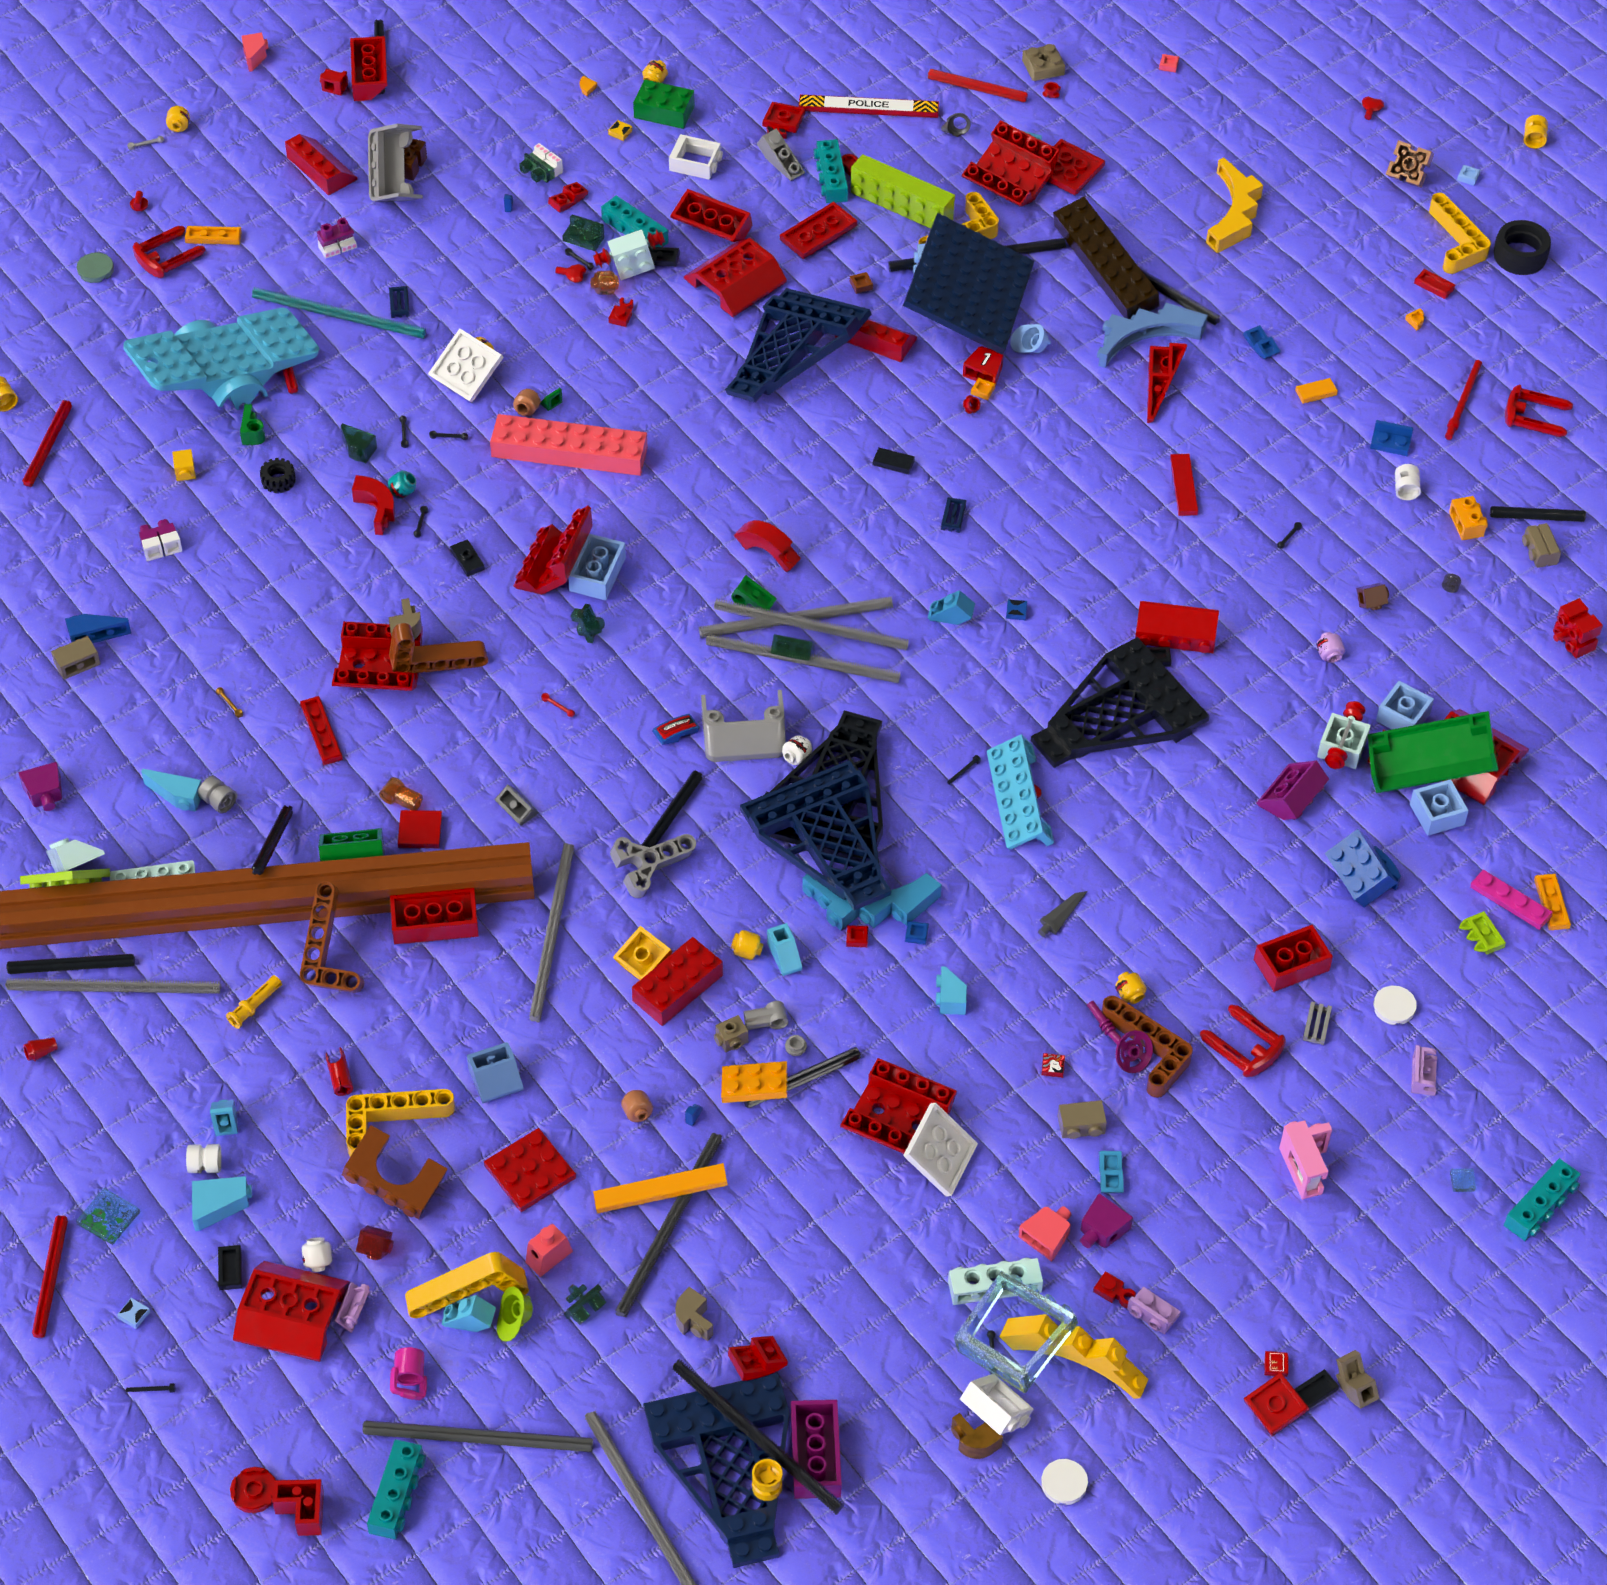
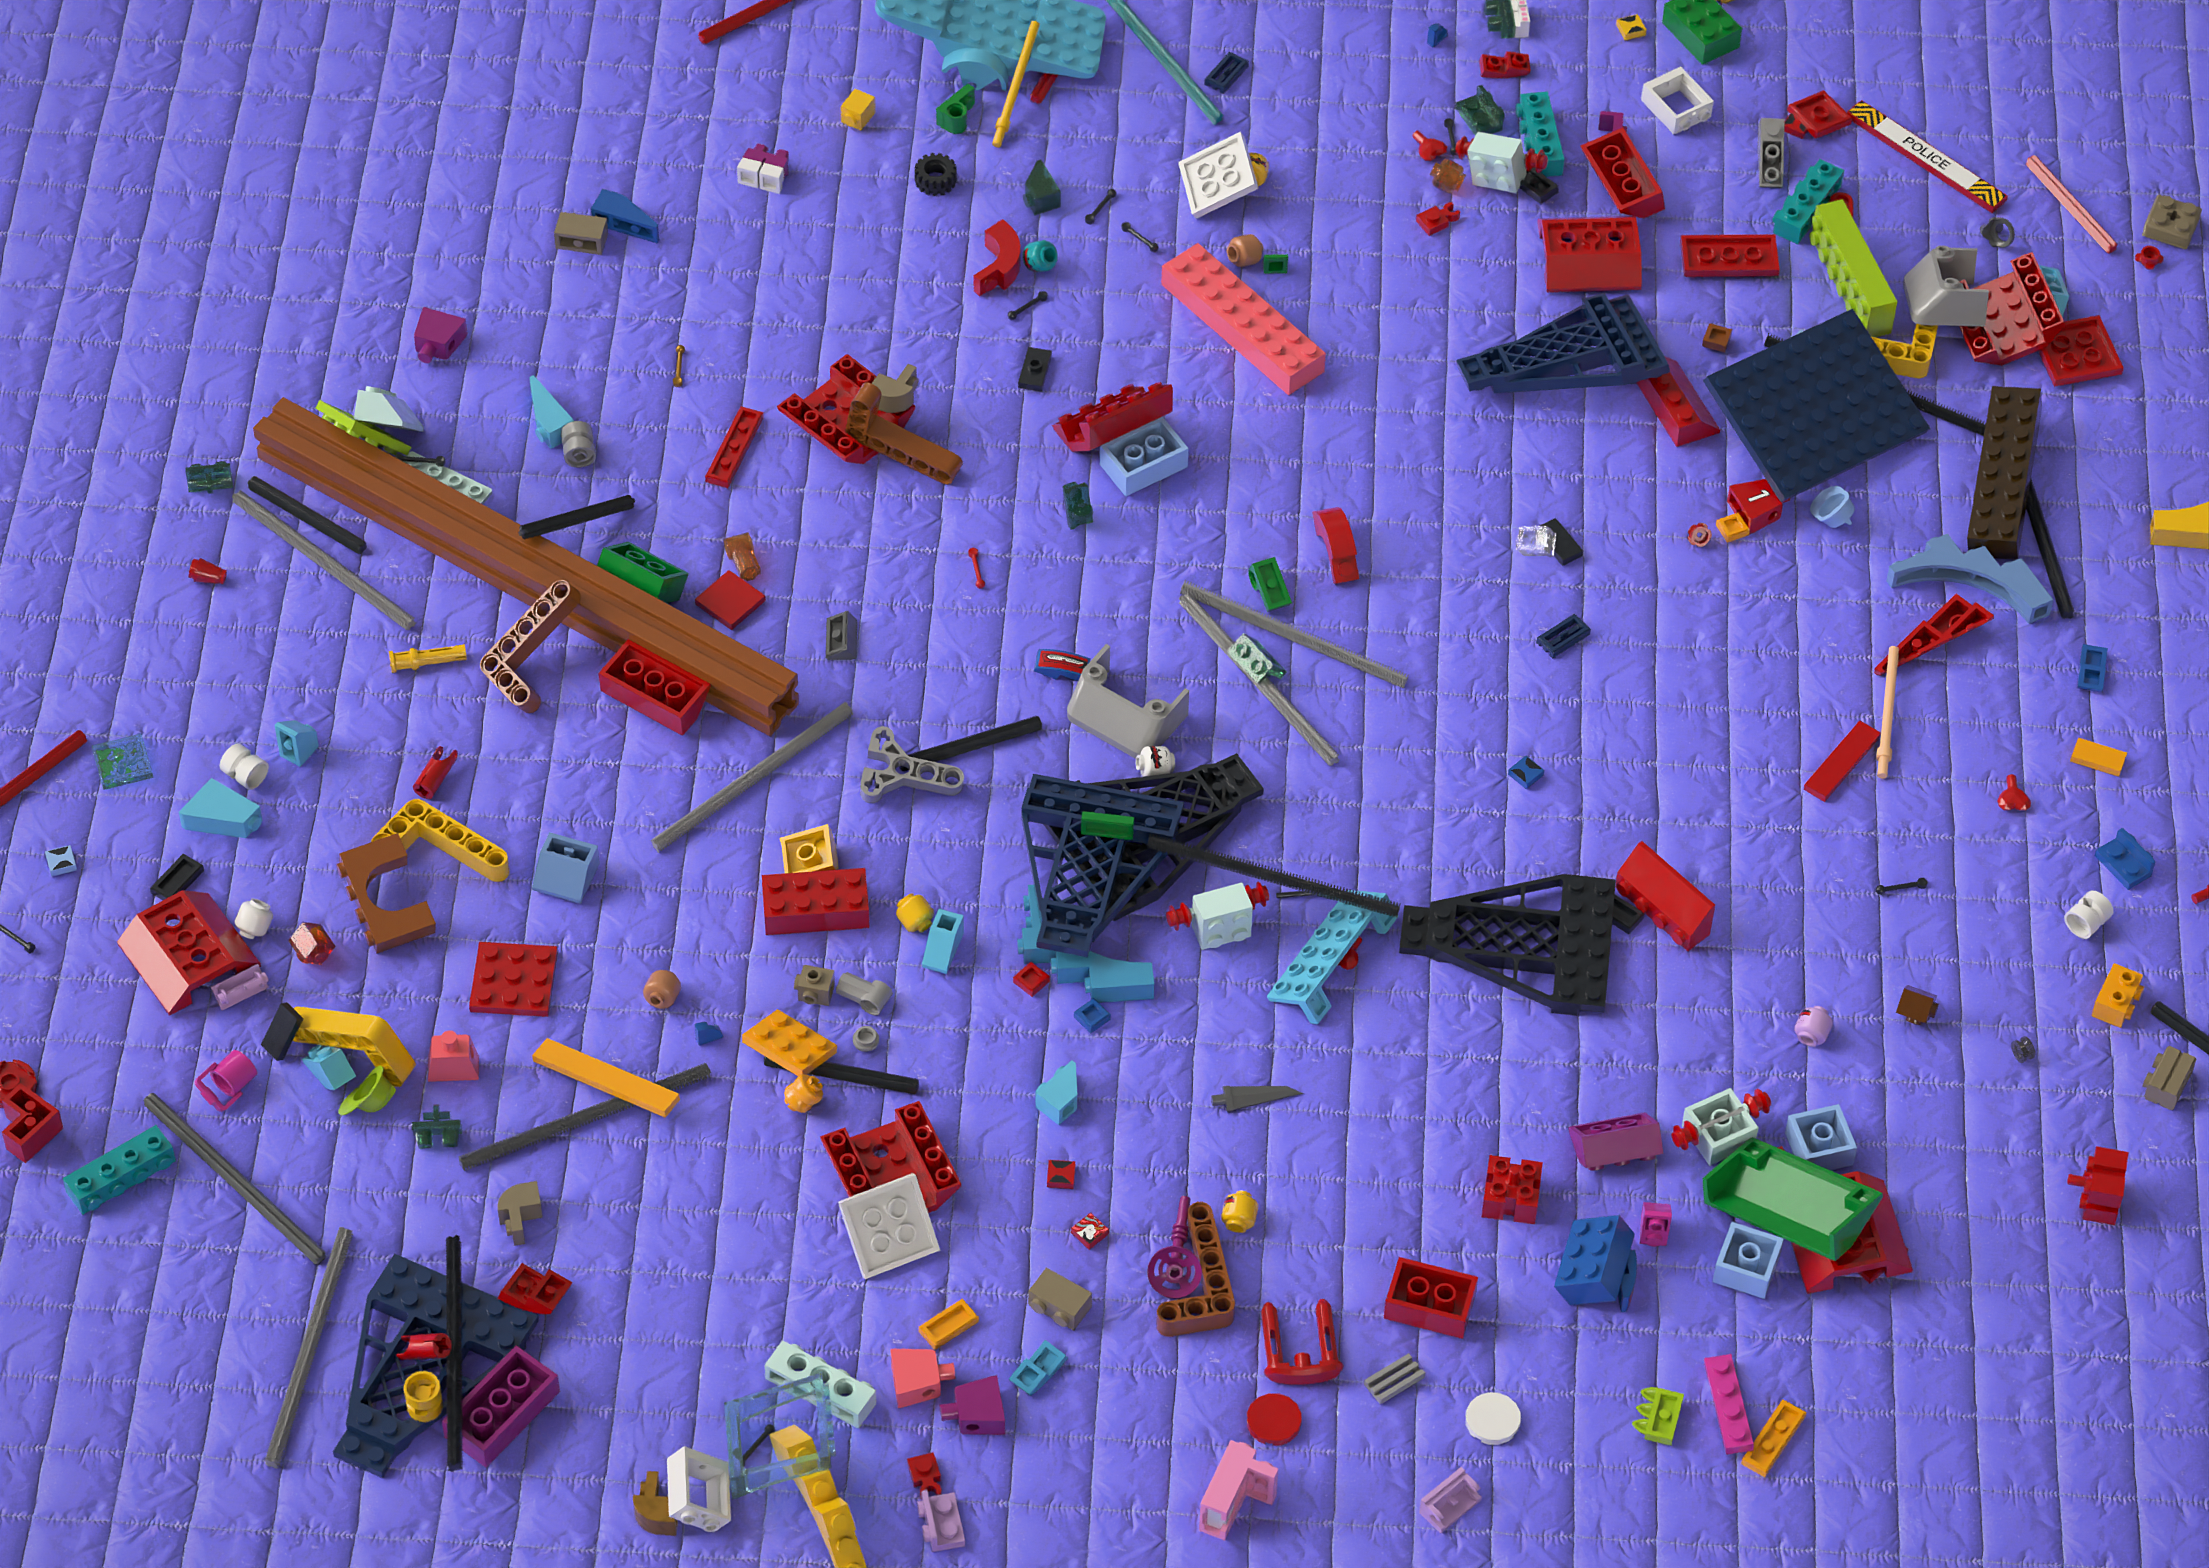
camera: 40 degrees right, 0 degrees up
(140, 864) = (440, 460): none -> black hinge
(289, 416) = (1003, 122): none -> yellow bar
(416, 1314) = (282, 1031): none -> black tile
(671, 192) = (1611, 121): none -> magenta bracket
(737, 1445) = (426, 1346): none -> red piece
(797, 1106) = (803, 1093): none -> light orange piece
(804, 623) = (1297, 650): light grey axle -> none
(827, 803) = (1107, 825): none -> green tile
(884, 461) = (1535, 541): none -> clear brick
(936, 815) = (1220, 914): none -> light aqua brick
(949, 766) = (1273, 876): none -> black axle
(952, 609) = (1456, 727): dark azure slope -> none
(969, 181) = (1938, 296): none -> light grey windscreen
(1000, 1043) = (1061, 1174): none -> red tile
(1029, 1185) = (948, 1324): none -> light orange tile
(1202, 464) = (1884, 752): none -> light nougat bar
(1268, 861) = (1512, 1189): none -> red brick
(1276, 1098) = (1274, 1419): none -> red tile
(1295, 443) = (2013, 796): none -> red rock
(1368, 820) = (1655, 1224): none -> dark pink slope

